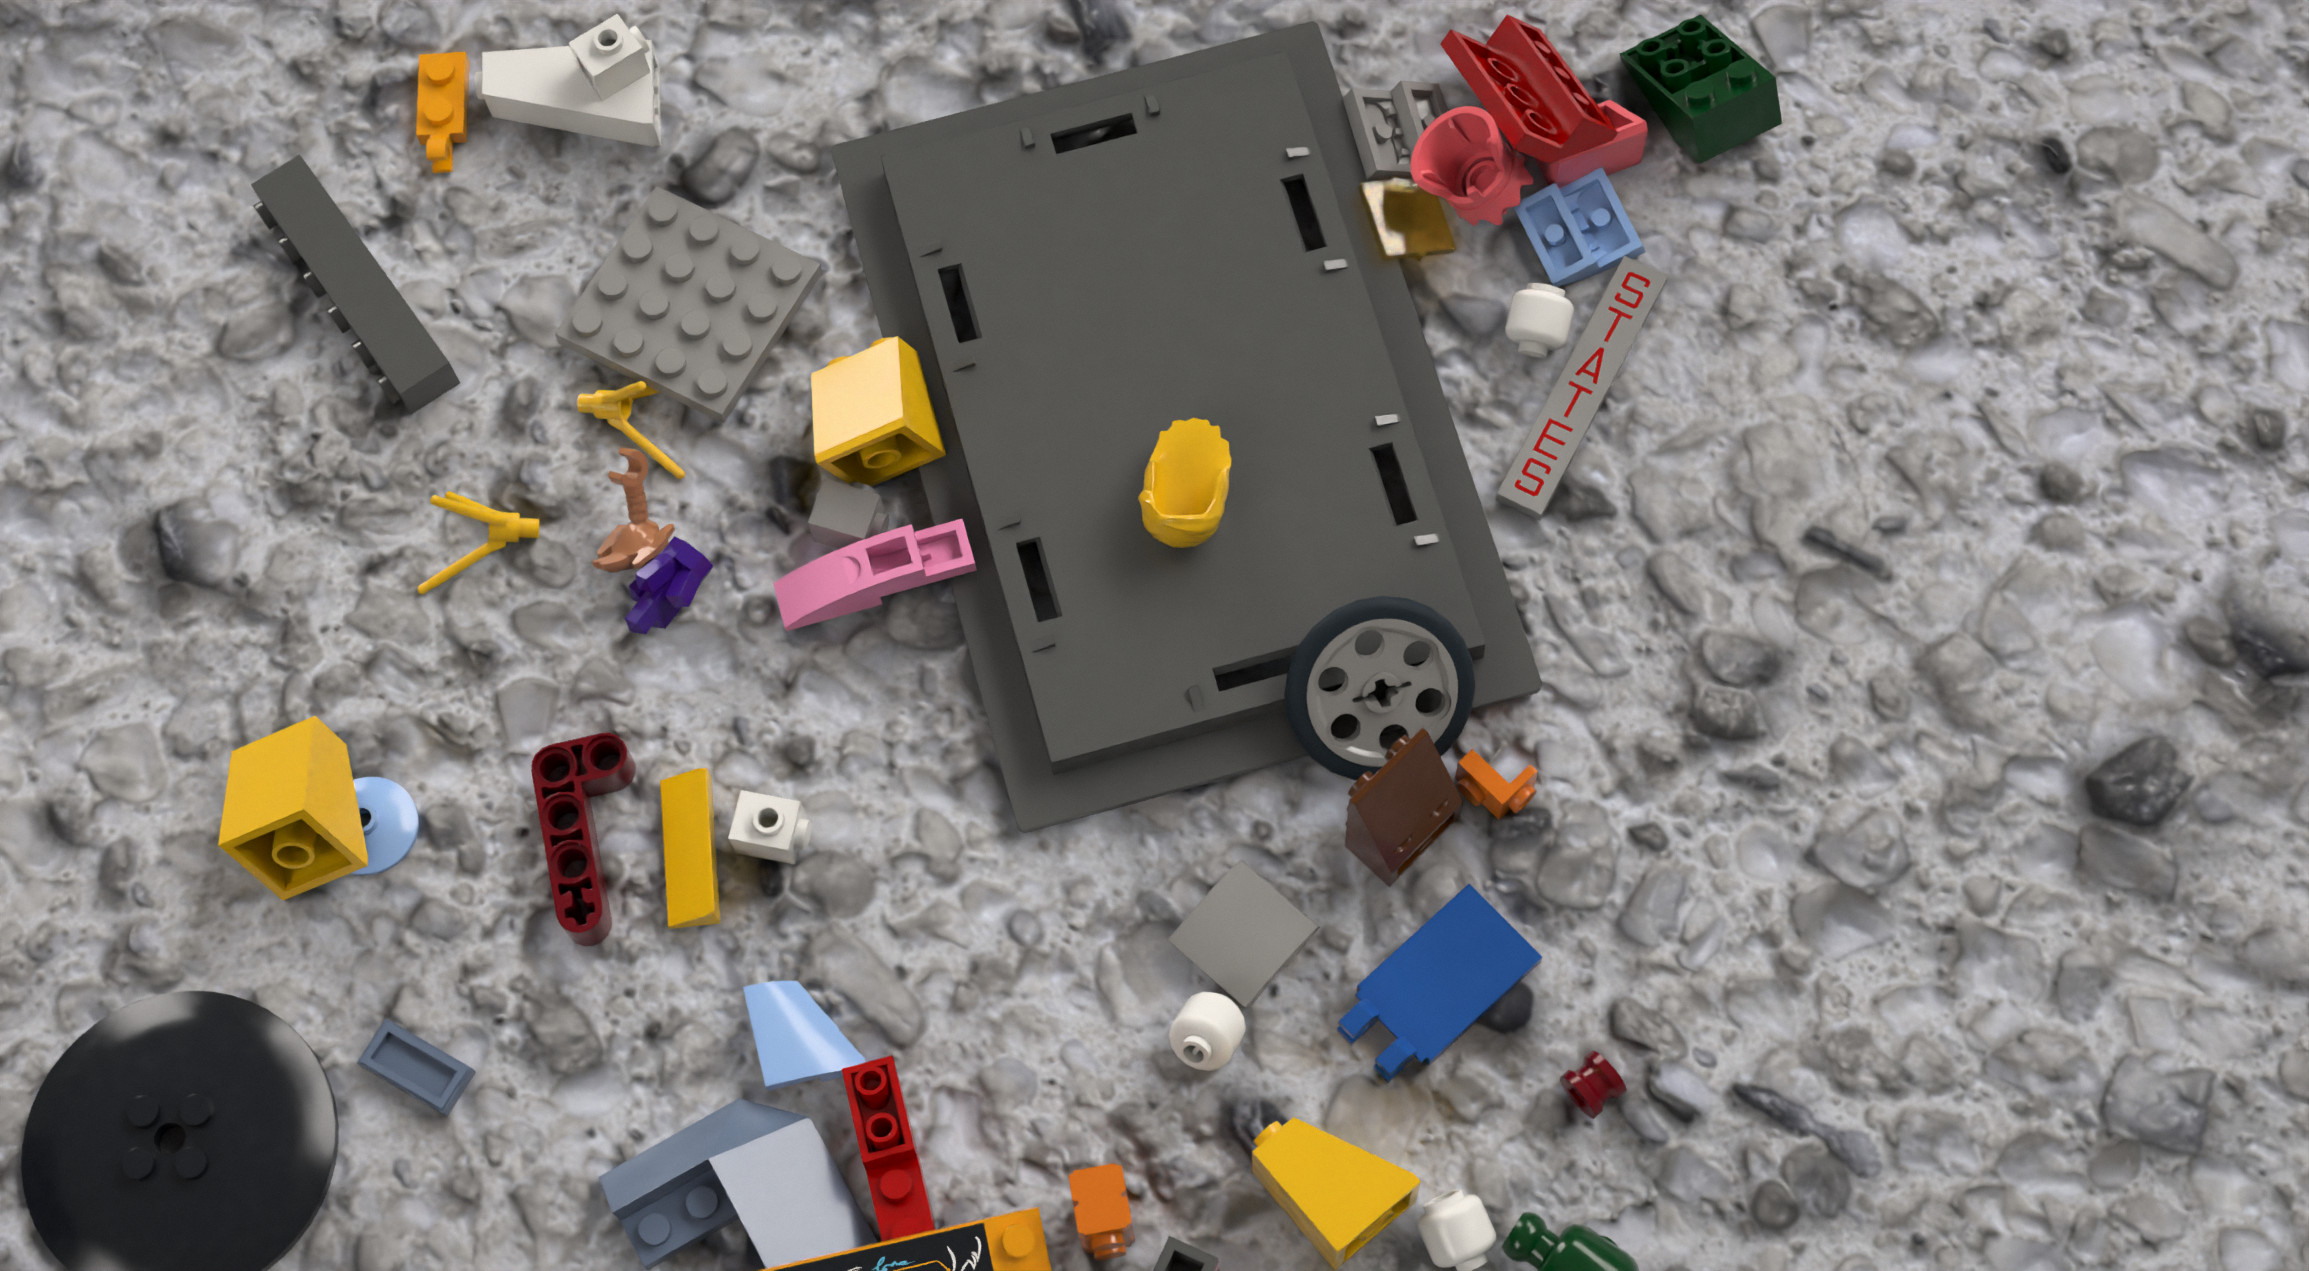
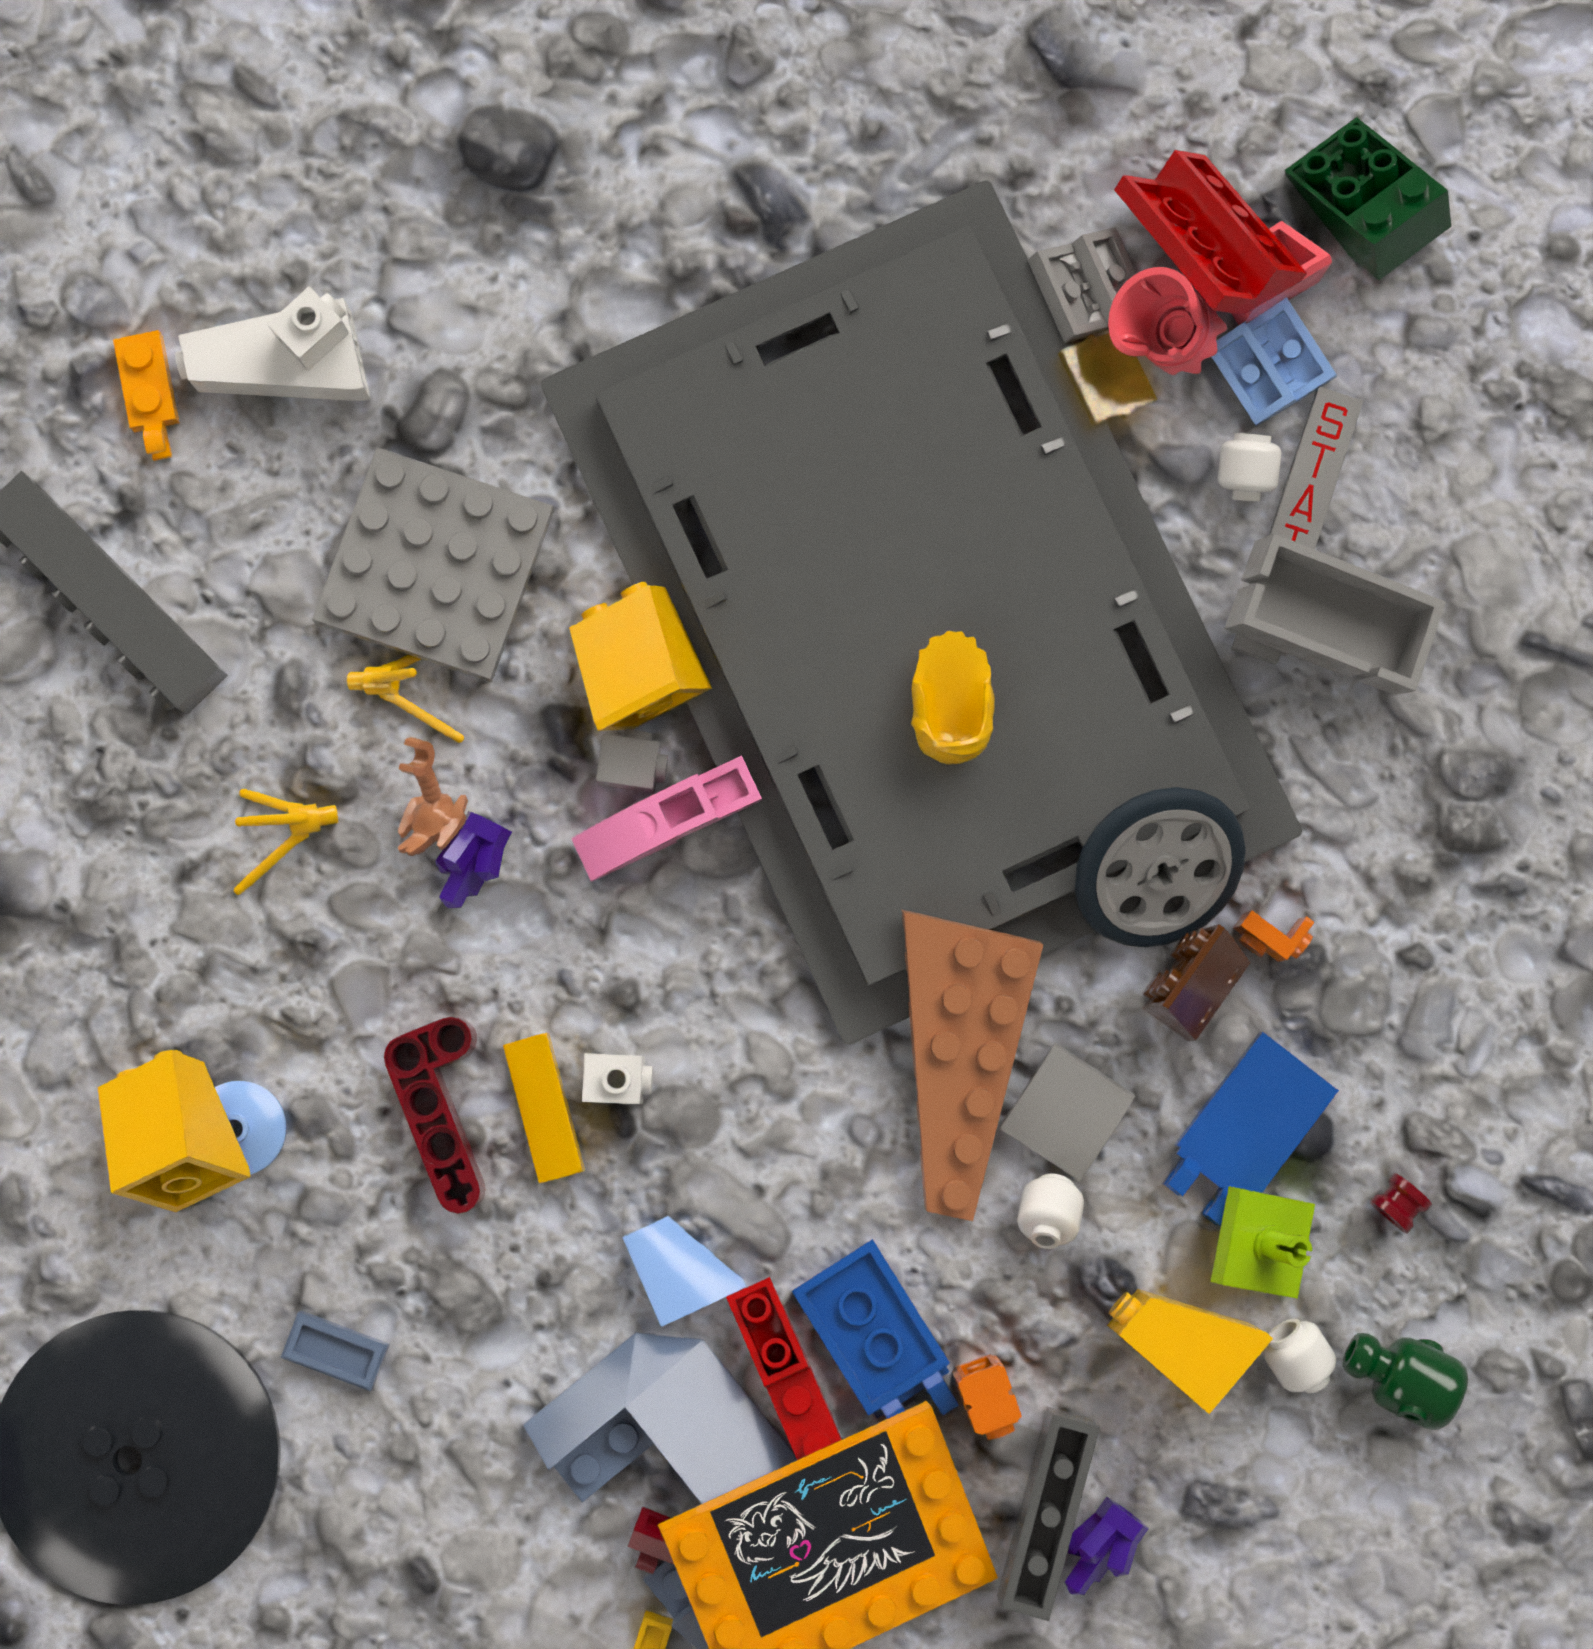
camera: 15 degrees left, 15 degrees up
(997, 1135) = (875, 1333): none -> blue tile
(1147, 819) = (965, 1030): none -> nougat wing
(1434, 1100) = (1263, 1242): none -> lime tile
(1604, 467) = (1335, 615): none -> light grey piece

